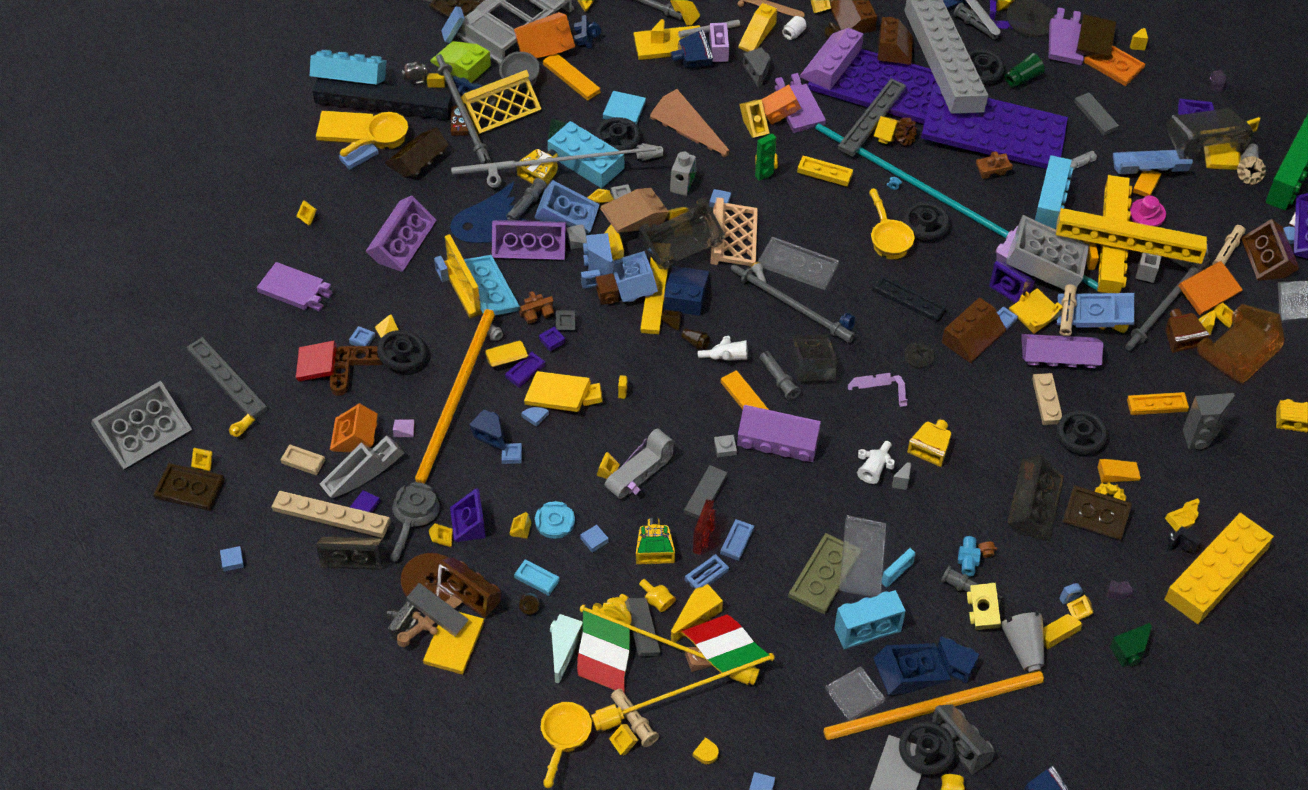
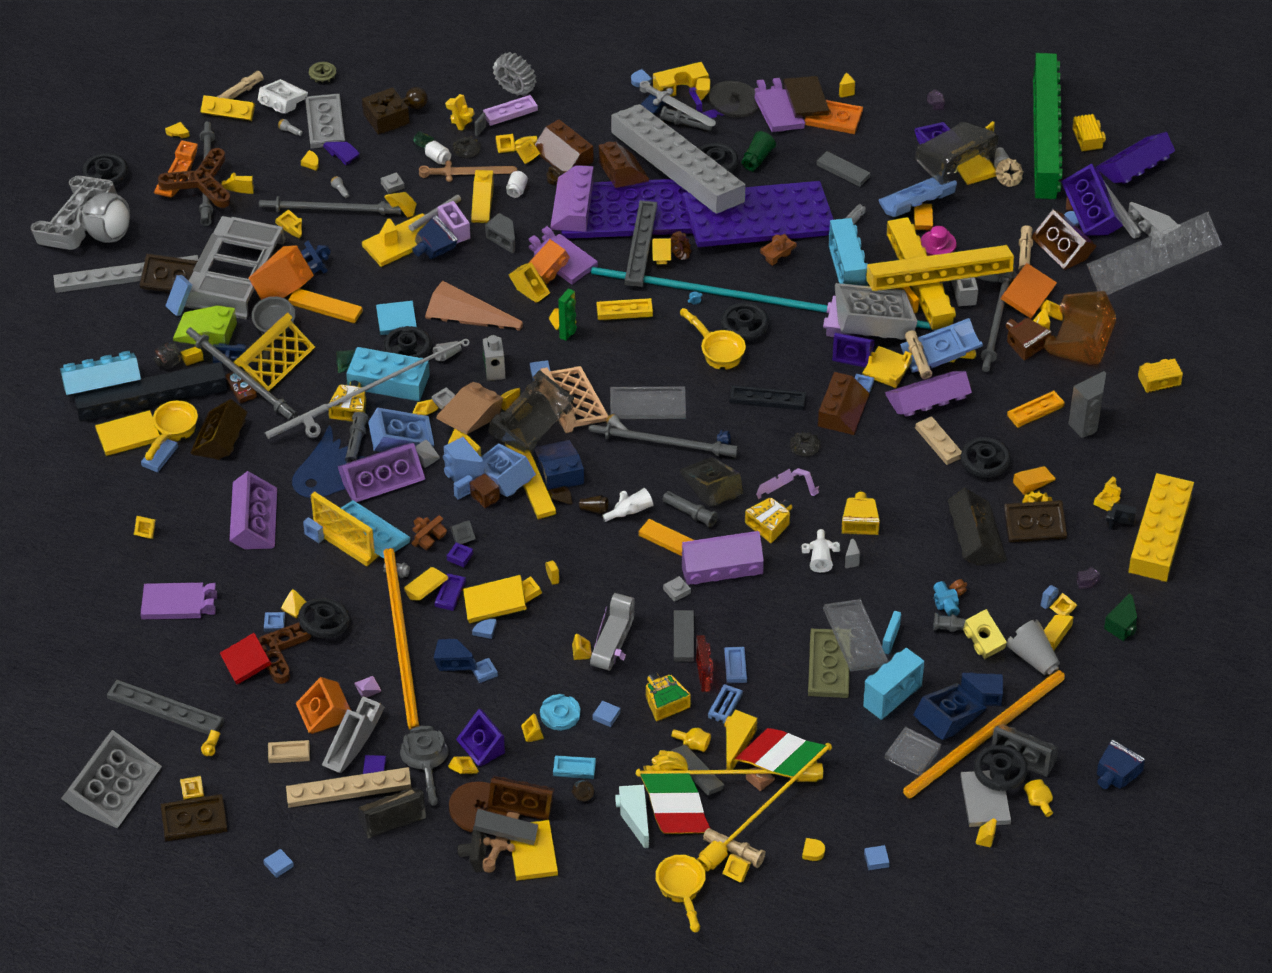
camera: 25 degrees left, 5 degrees down
(846, 412) = (769, 518): none -> yellow torso

